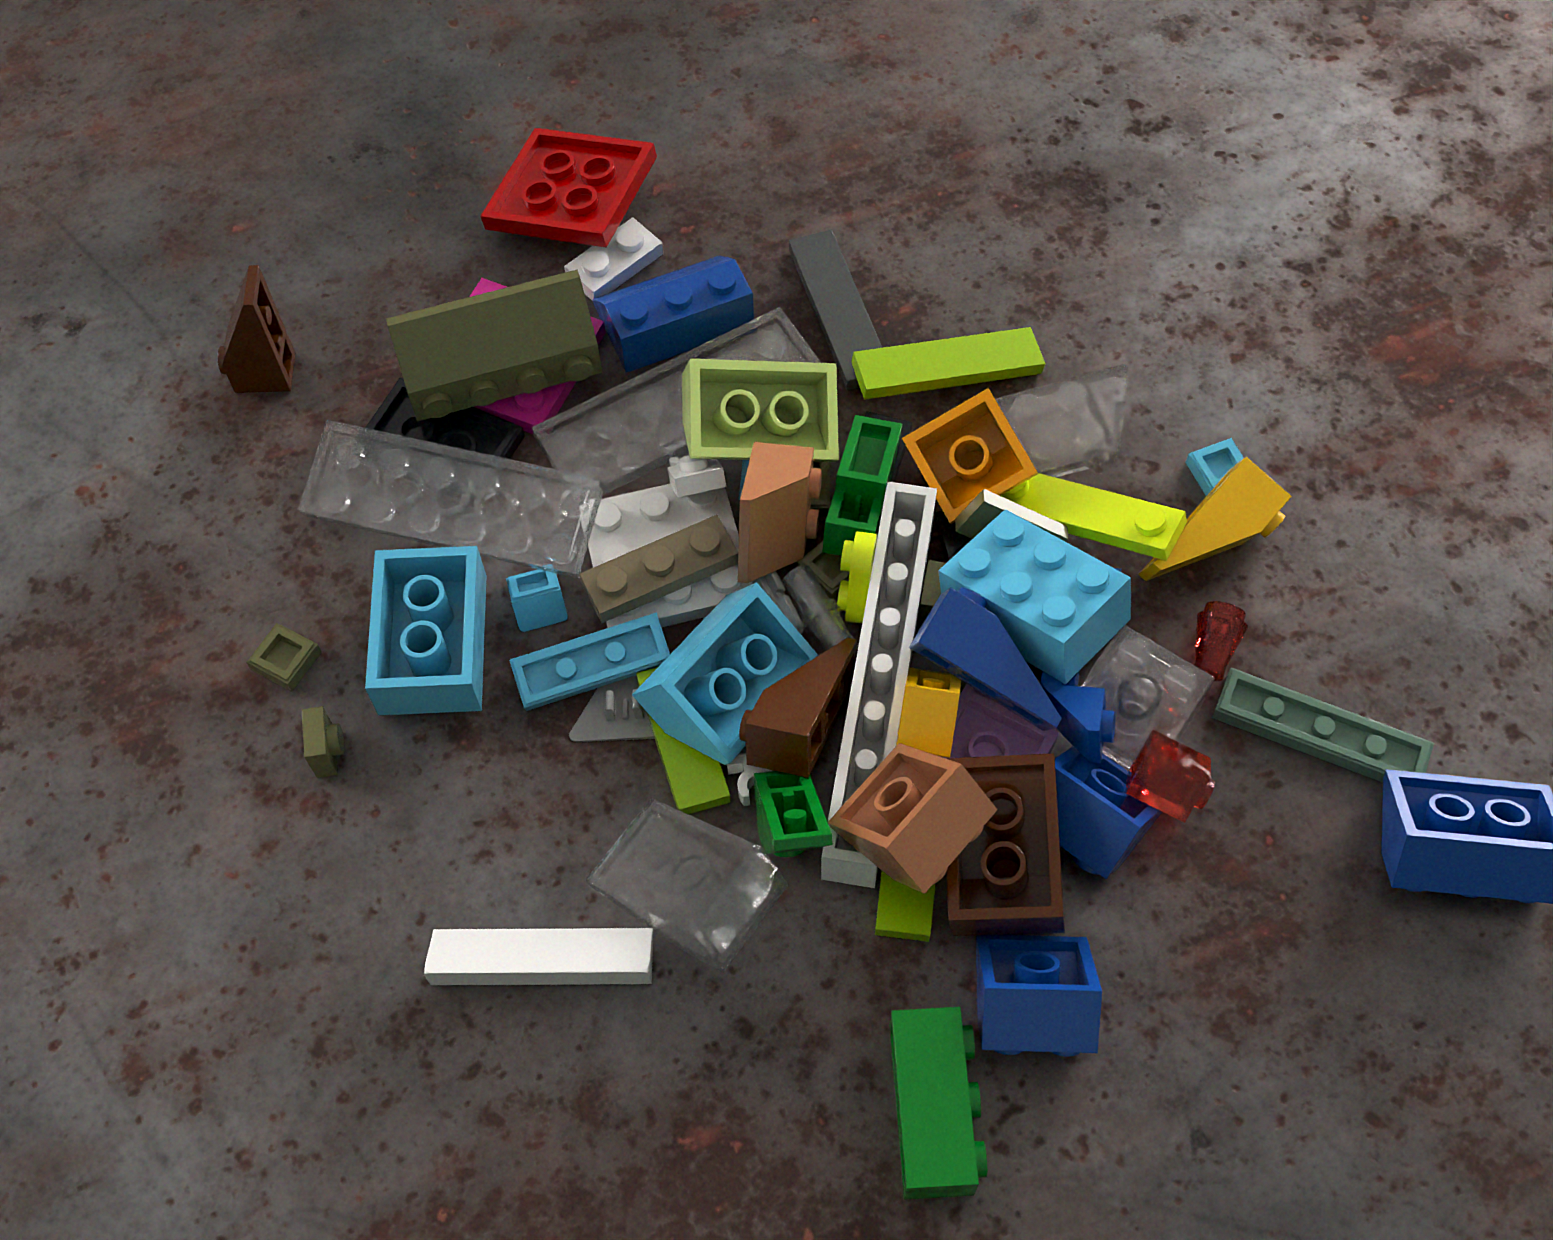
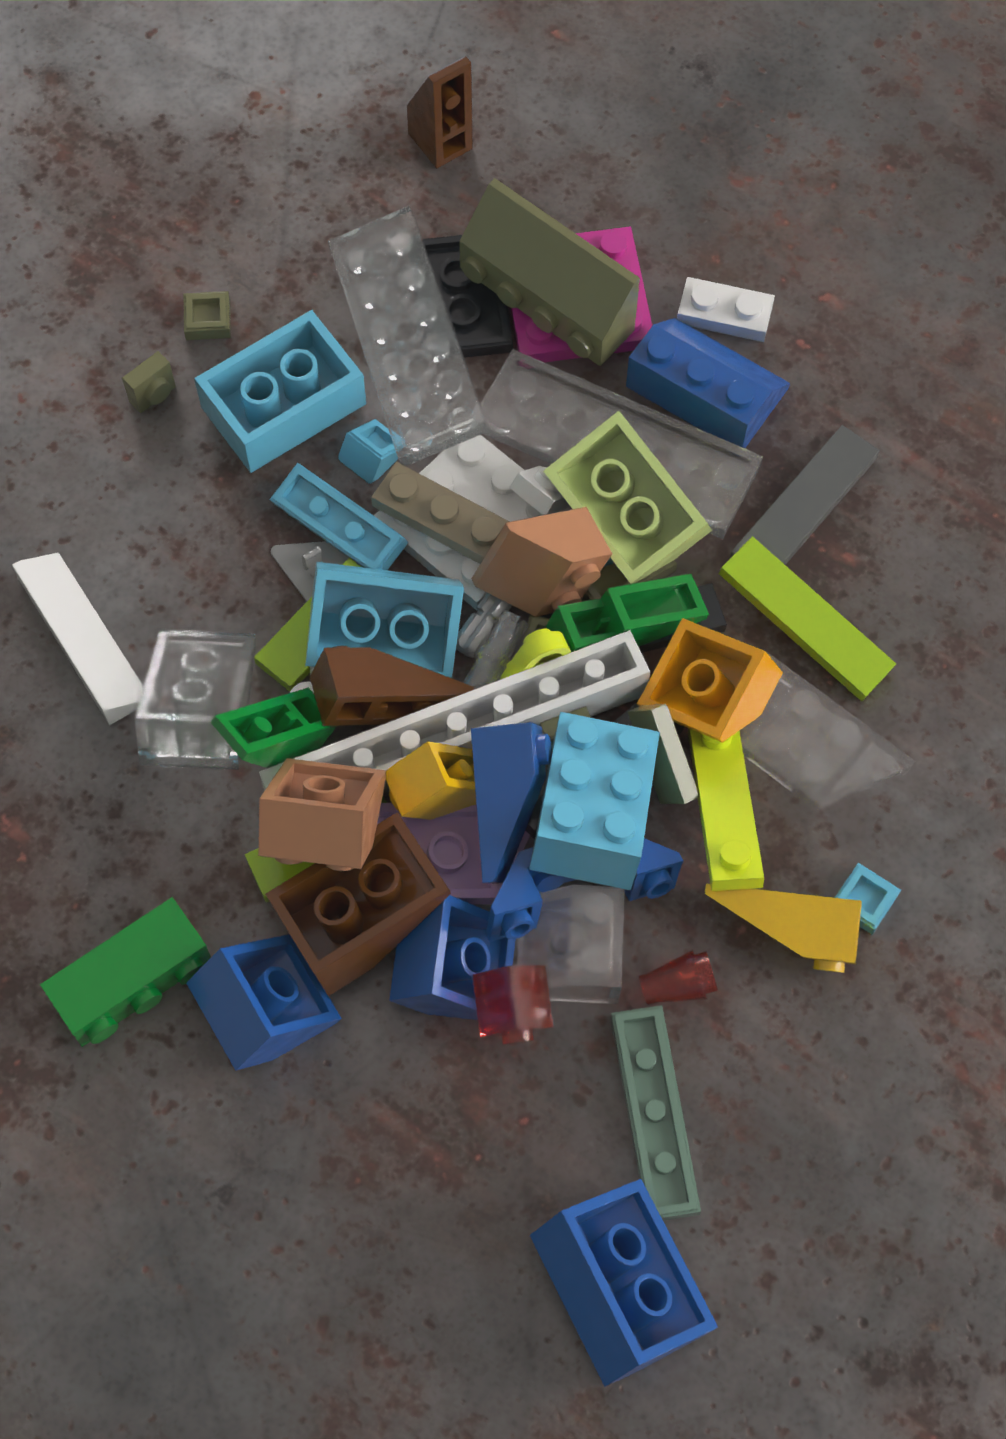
camera: 55 degrees right, 5 degrees up
(569, 187) = (763, 230): red plate -> none

